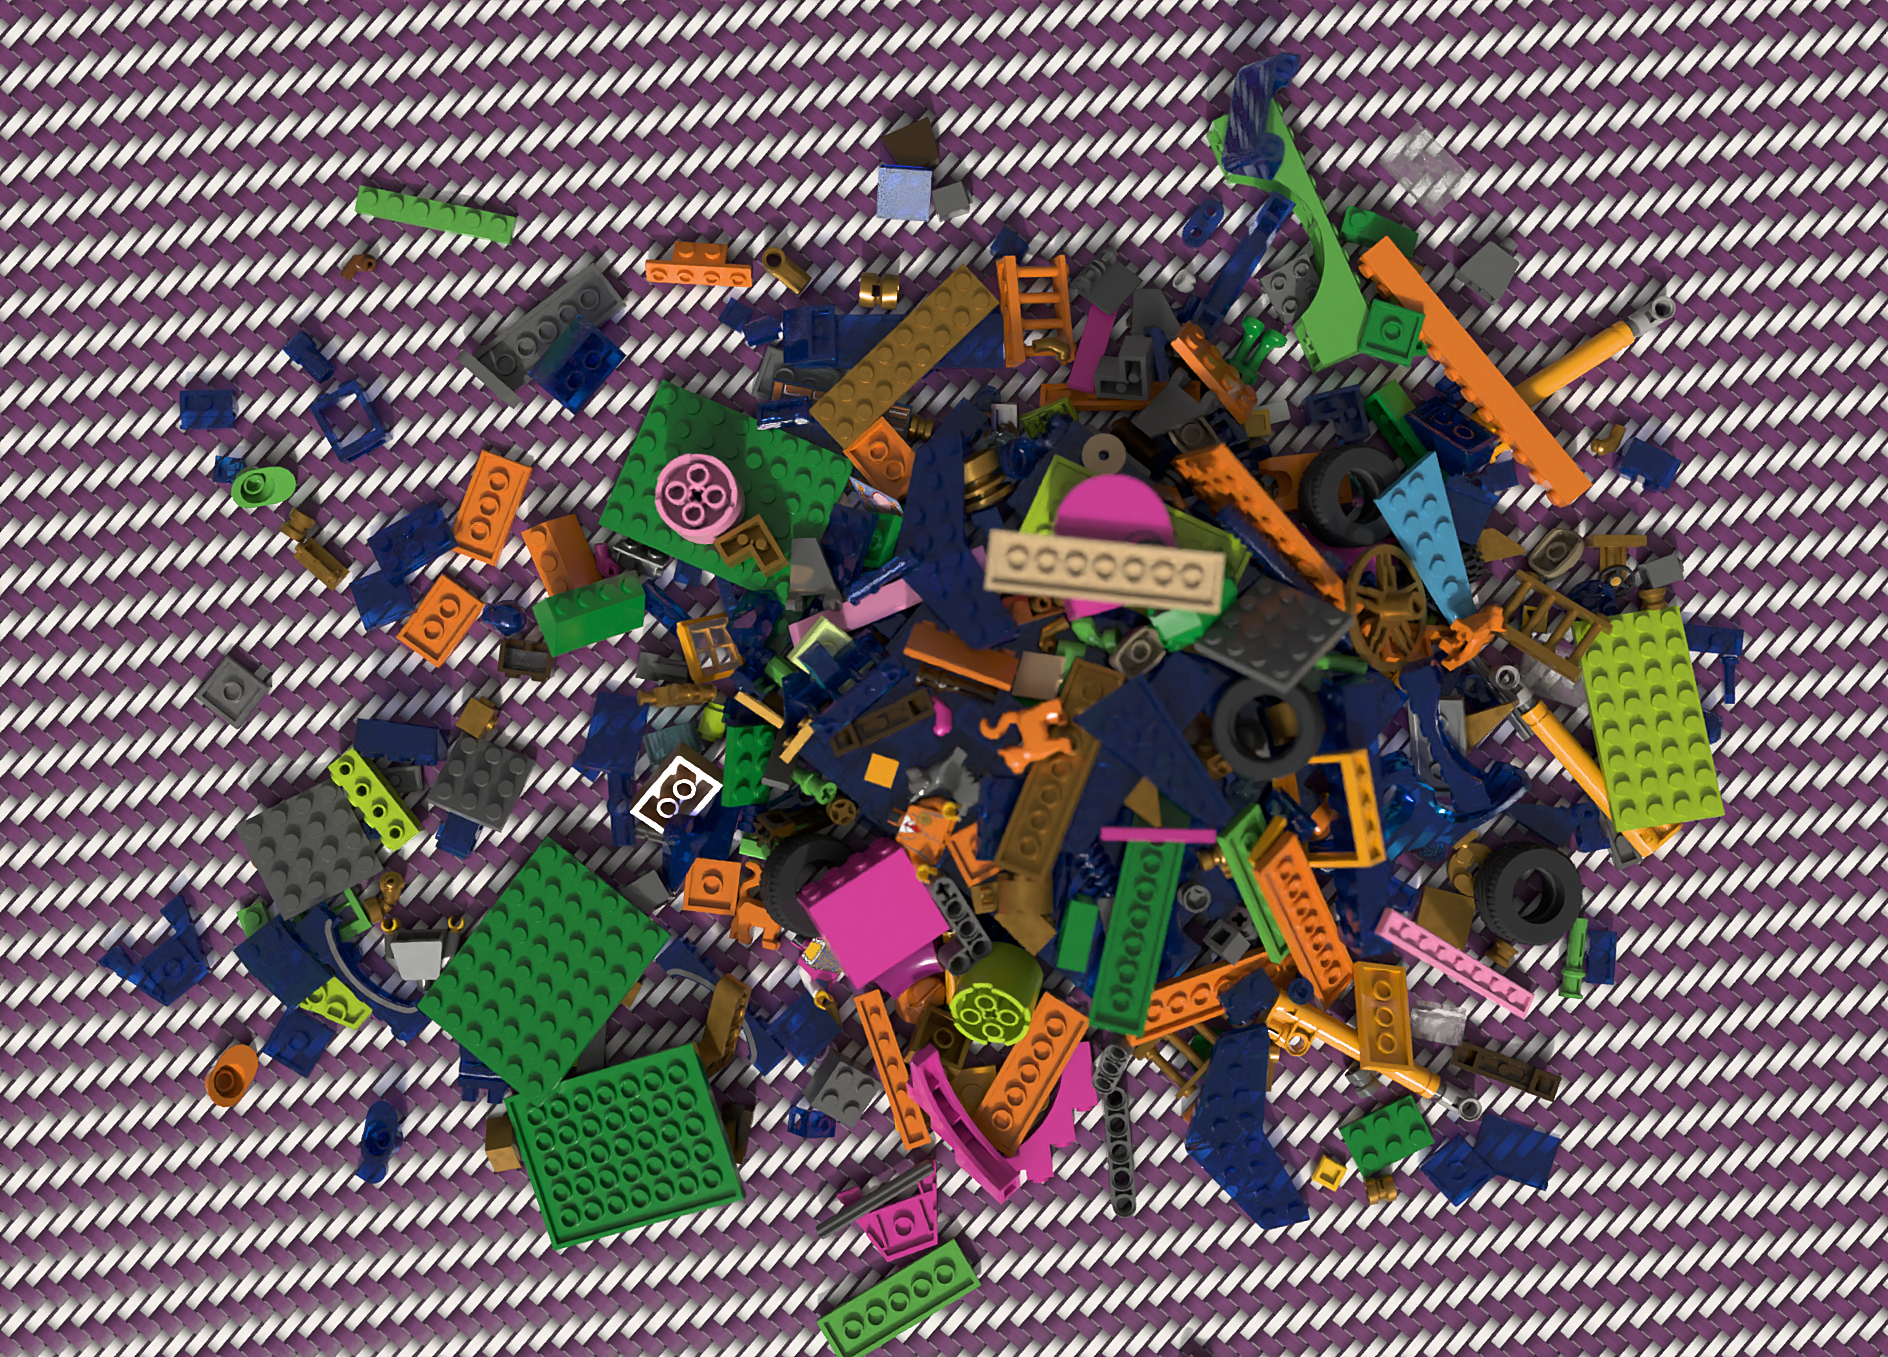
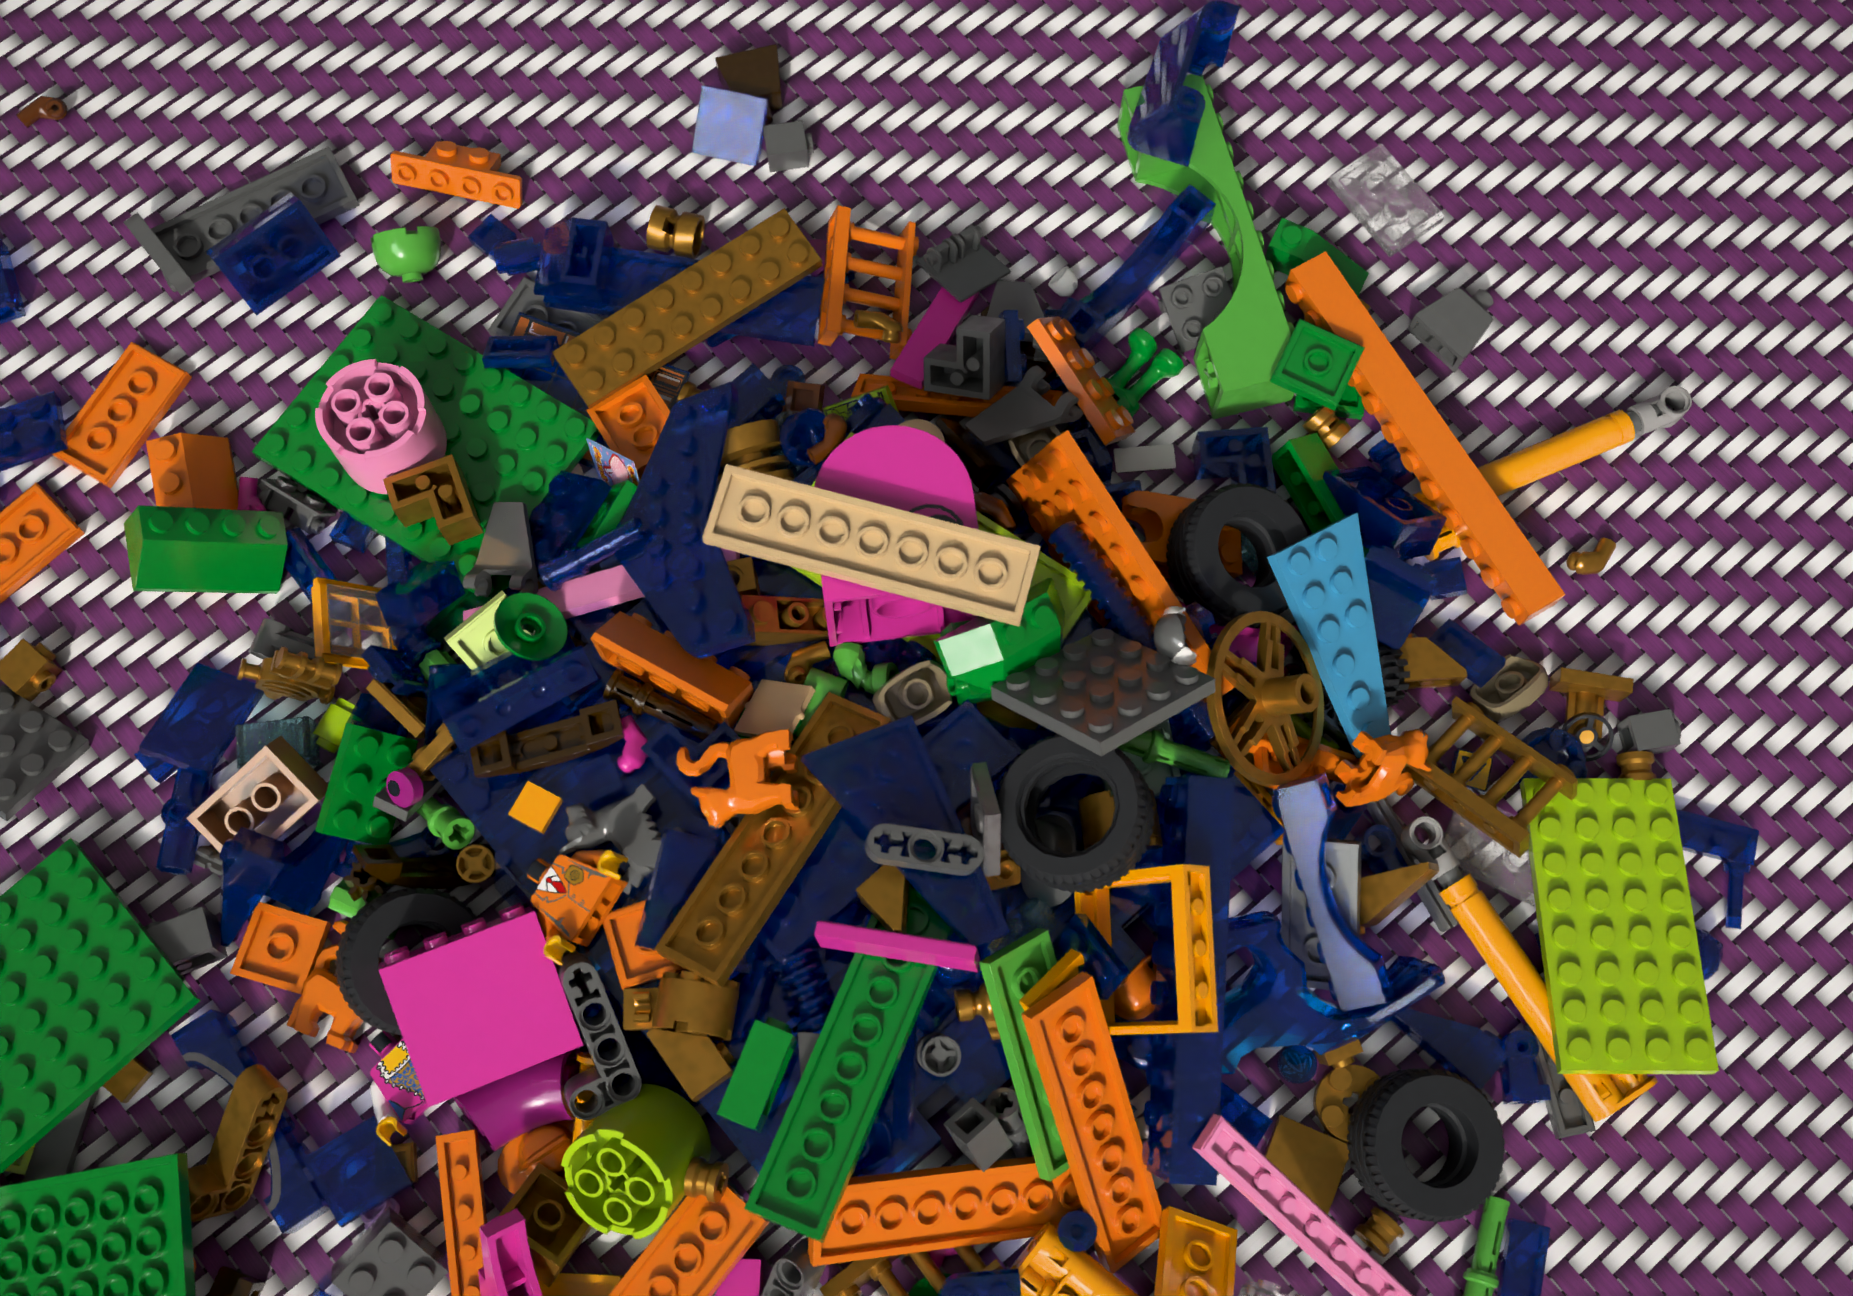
camera: 10 degrees right, 15 degrees down
(435, 215) = (154, 70): bright green plate -> none
(505, 617) = (100, 547): clear blue piece -> none
(526, 658) = (114, 605): dark brown window -> none
(677, 343) = (407, 252): none -> bright green cylinder
(783, 768) = (404, 787): none -> magenta tile
(787, 272) = (565, 192): pearl gold piece -> none
(820, 664) = (484, 652): clear blue brick -> none
(855, 632) = (538, 617): none -> green dish
(1009, 244) = (850, 196): clear blue brick -> none
(1041, 457) = (834, 435): none -> reddish brown arm
(1047, 1000) = (706, 1179): none -> pearl gold wheel
(1147, 763) = (896, 836): none -> dark grey beam
(1203, 223) = (1098, 219): clear blue plate -> none
(1206, 739) = (985, 817): none -> flat silver tile
(1248, 996) = (998, 1224): clear blue bracket -> none
(1258, 424) = (1130, 464): yellow tile -> none
(1316, 585) = (1170, 637): none -> dark grey hair
(1402, 374) = (1327, 426): none -> pearl gold wheel
(1522, 531) = (1469, 652): none -> clear blue plate
(1646, 465) = (1640, 594): clear blue brick -> none

